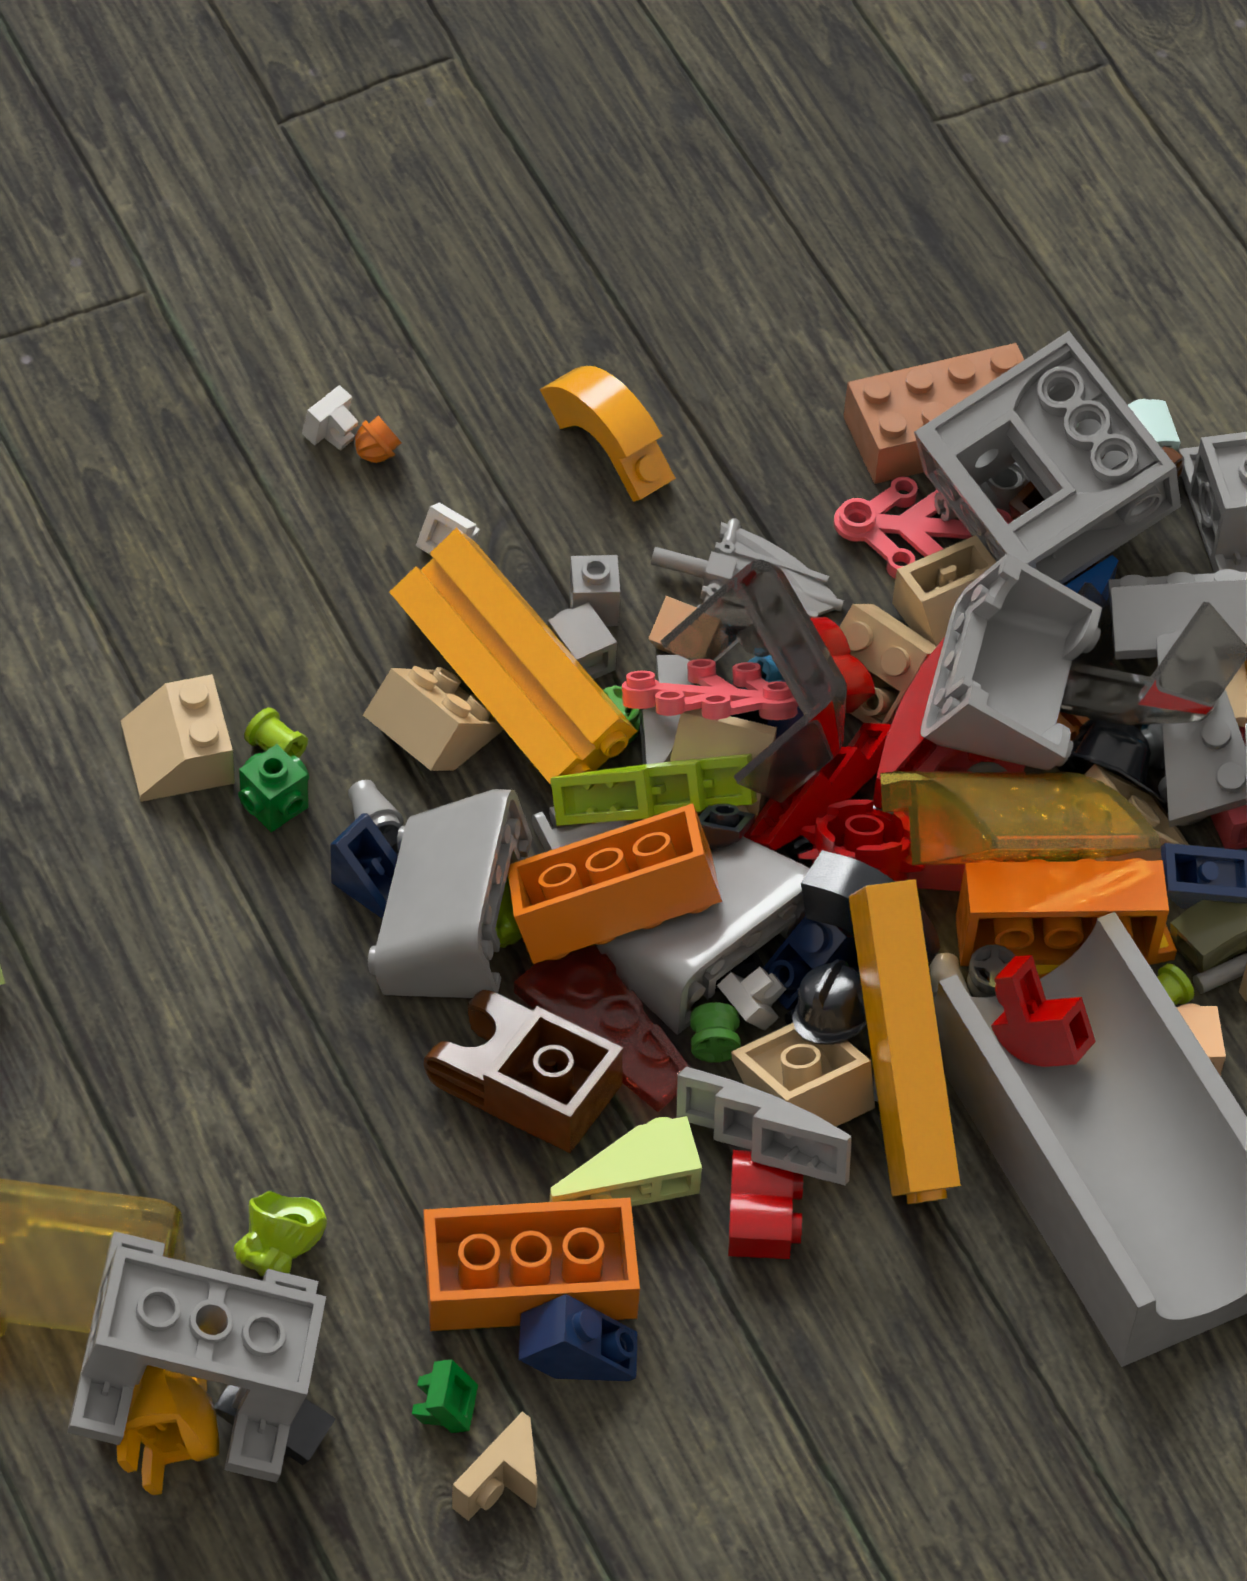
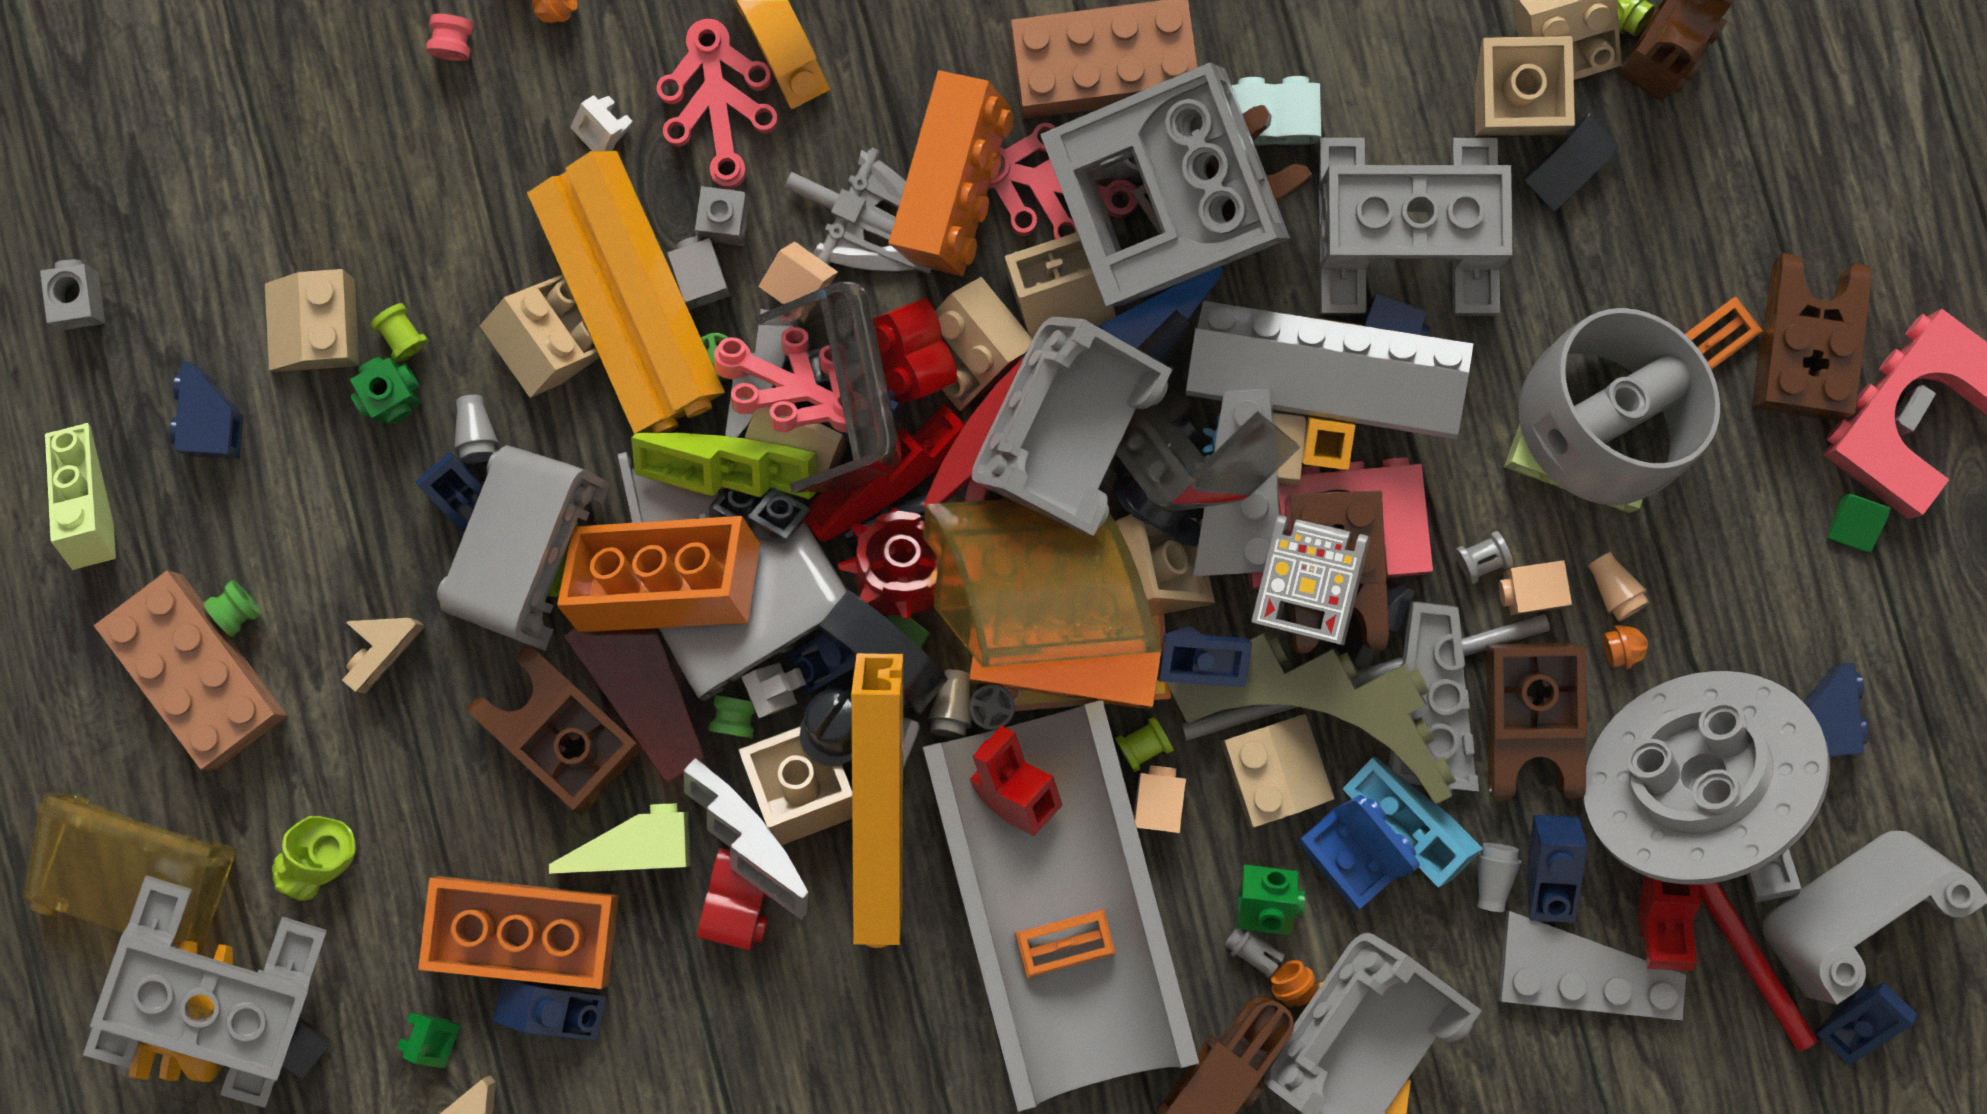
camera: 15 degrees right, 30 degrees up
(85, 840) = (205, 418): none -> dark blue slope
(110, 1073) = (190, 671): none -> nougat brick
(143, 1010) = (232, 608): none -> bright green wheel
(277, 481) = (449, 37): none -> coral wheel
(315, 1019) = (388, 641): none -> tan slope
(561, 495) = (715, 95): none -> coral plant
(826, 507) = (951, 173): none -> orange brick
(1143, 1185) = (1027, 953): none -> orange tile

